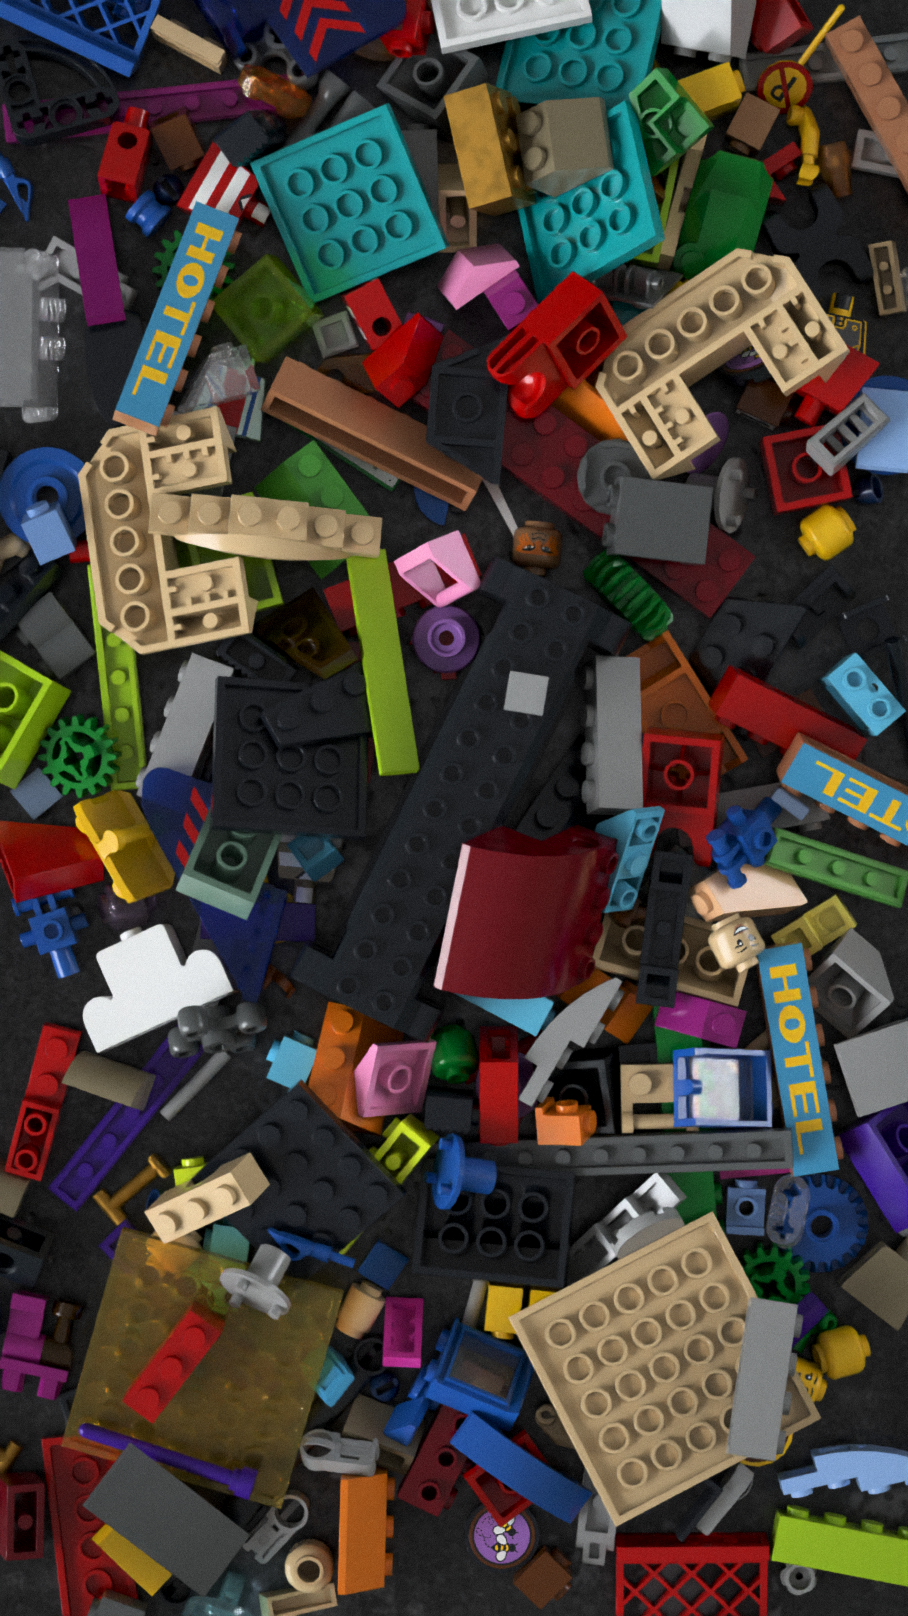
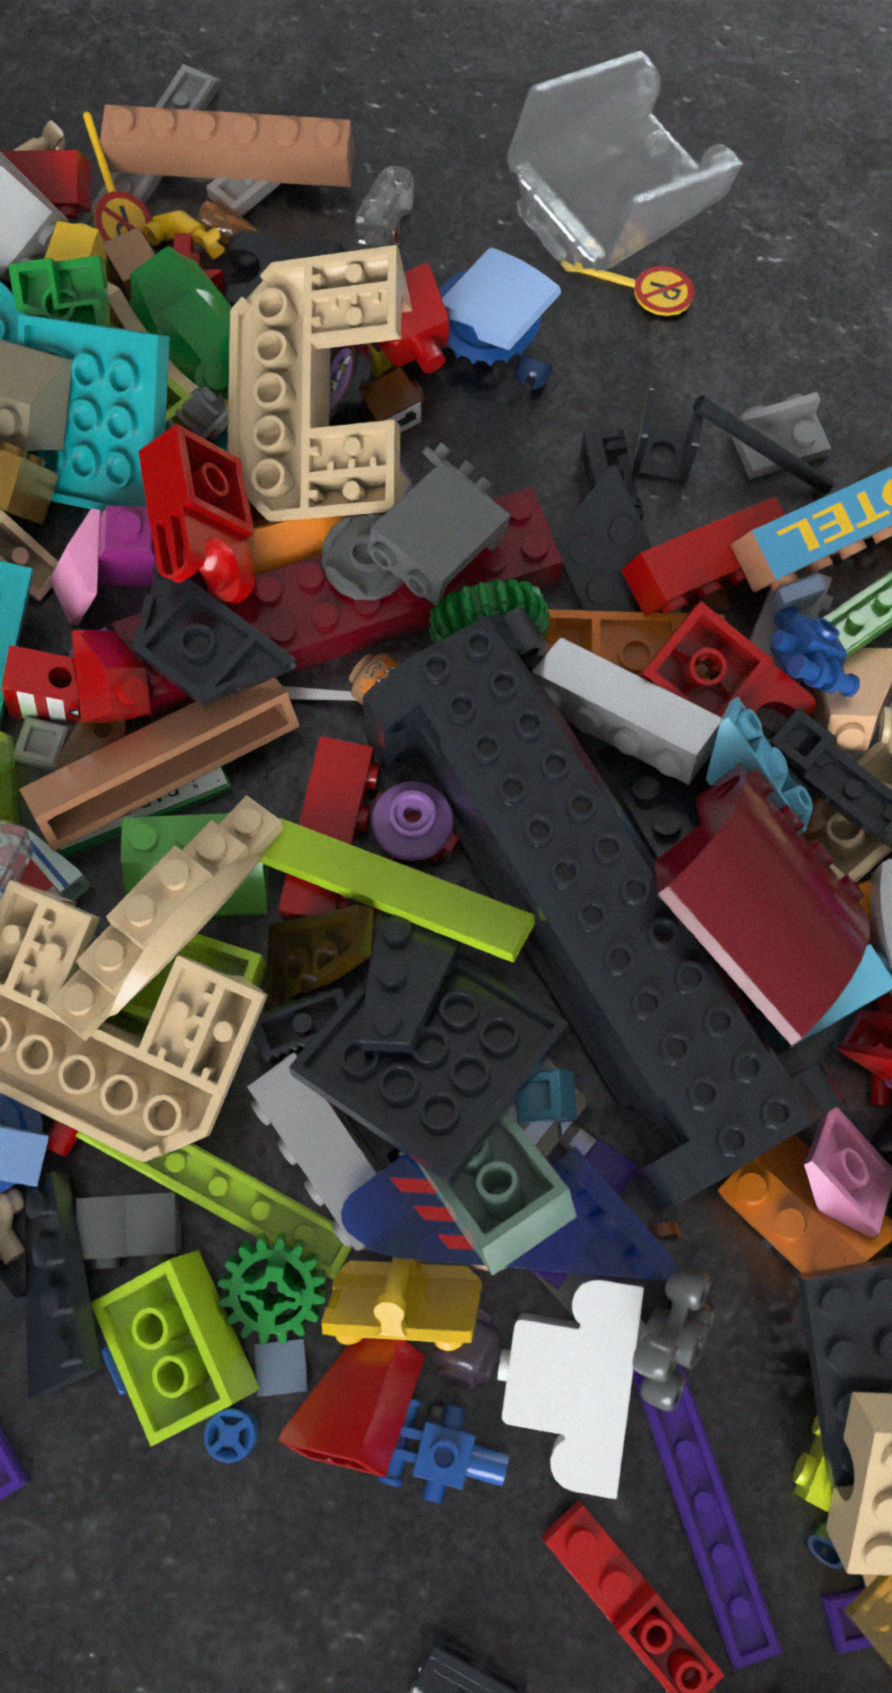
camera: 60 degrees left, 15 degrees down
(110, 1079) = (655, 1505): dark tan brick -> none
(112, 1204) = (797, 1602): pearl gold piece -> none
(194, 1085) = (716, 1410): light grey piece -> none
(291, 1059) = (755, 1276): medium azure brick -> none
(431, 506) = (270, 758): blue tile -> none
(449, 554) = (330, 737): bright pink tile -> none
(454, 1054) = (862, 1094): green head -> none
(526, 693) = (530, 737): light grey tile -> none
(795, 478) = (477, 402): red brick -> none
(826, 532) = (549, 423): yellow head -> none
(844, 454) = (479, 357): light grey slope -> none
(852, 689) = (742, 471): medium azure window -> none
(887, 278) = (348, 235): tan piece -> none

